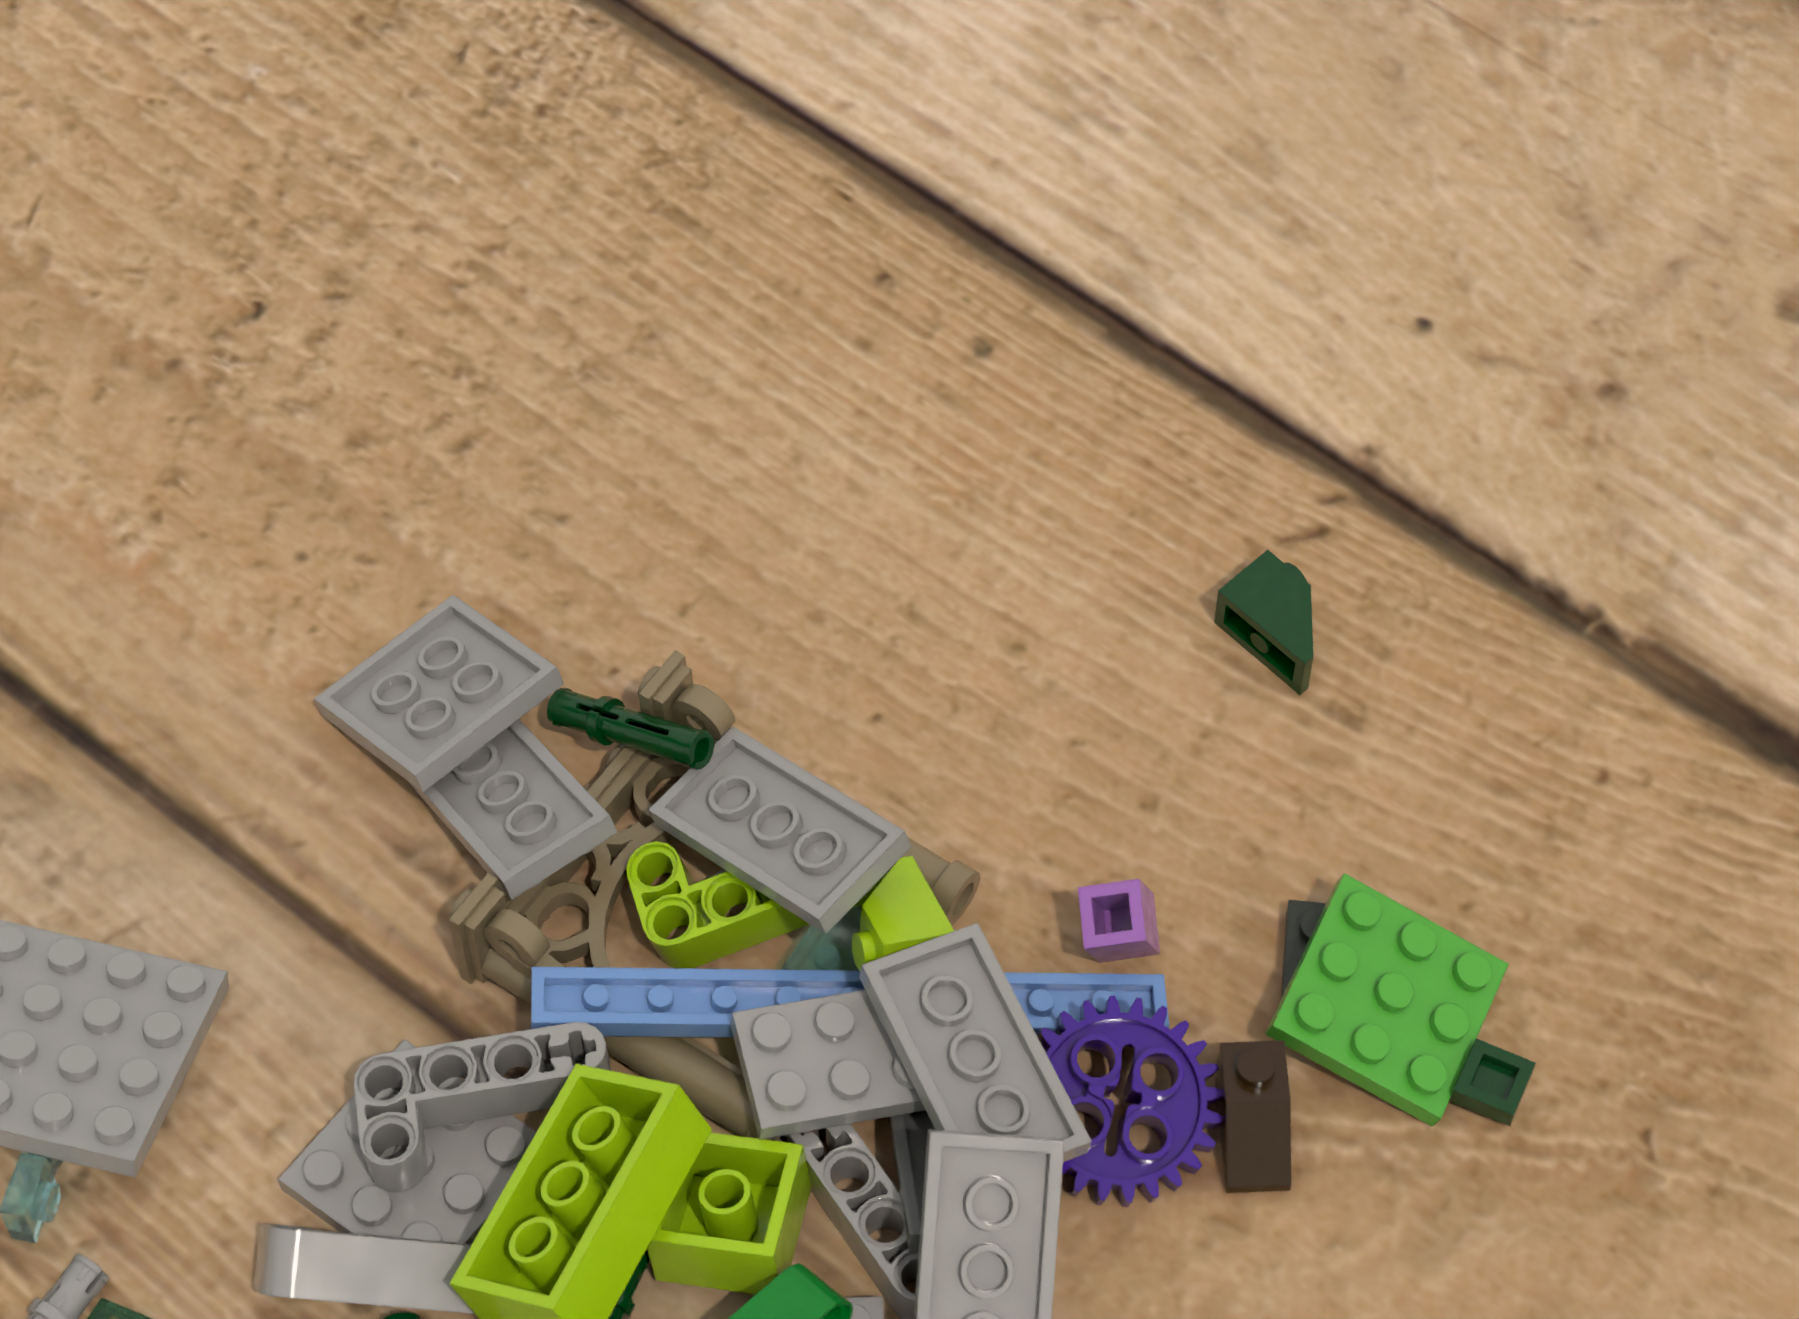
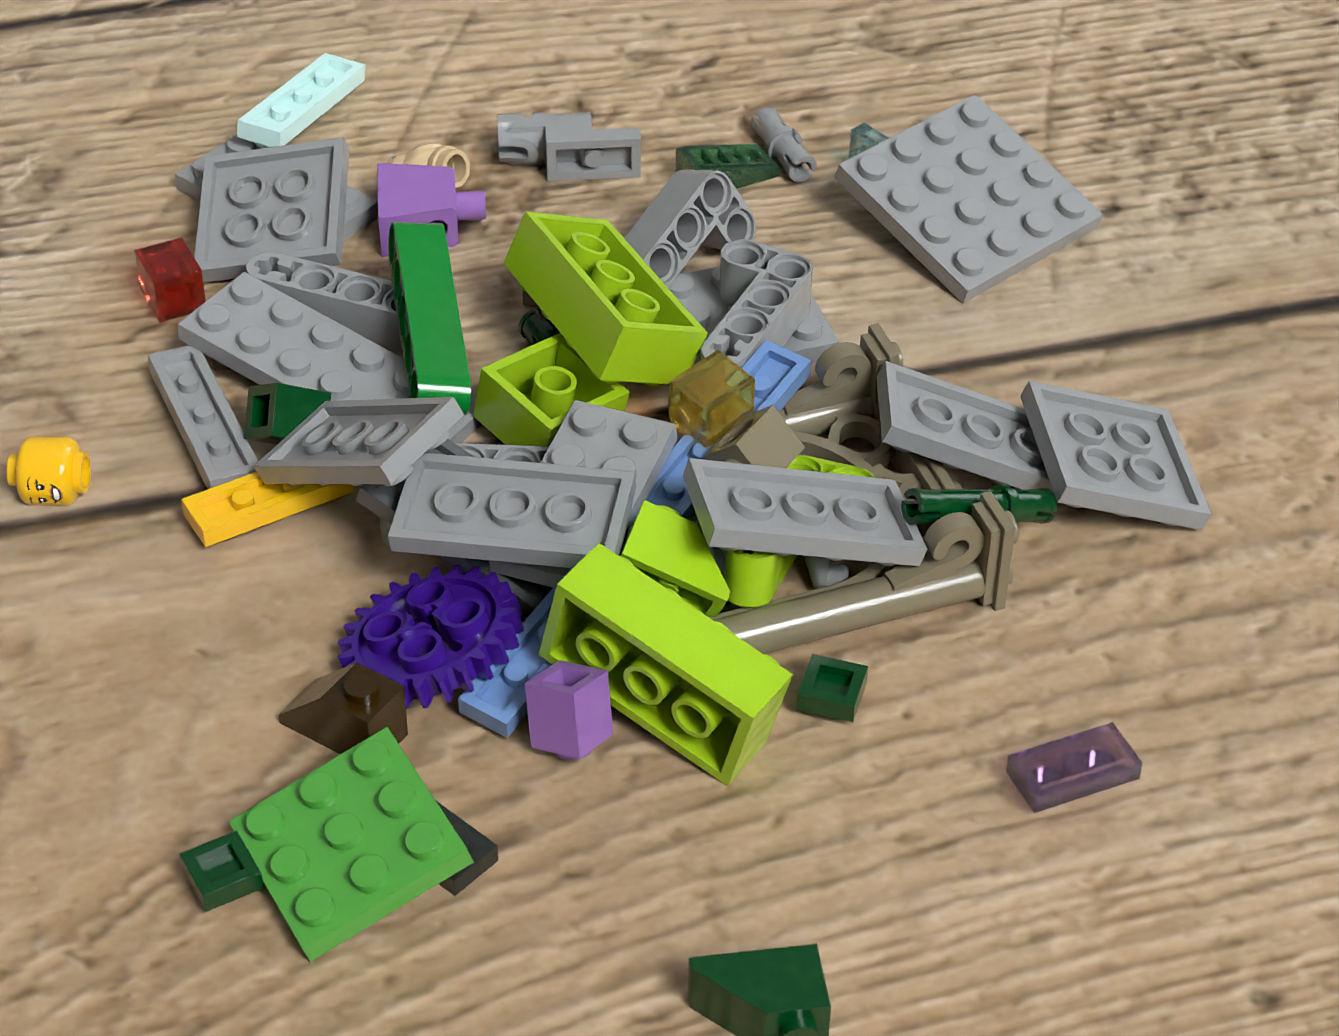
camera: 125 degrees right, 15 degrees down
(680, 996) = (710, 398): none -> clear yellow brick
(692, 956) = (758, 440): none -> dark tan brick
(858, 550) = (1073, 767): none -> clear purple plate
(908, 765) = (832, 688): none -> dark green plate
(1033, 849) = (666, 663): none -> lime brick

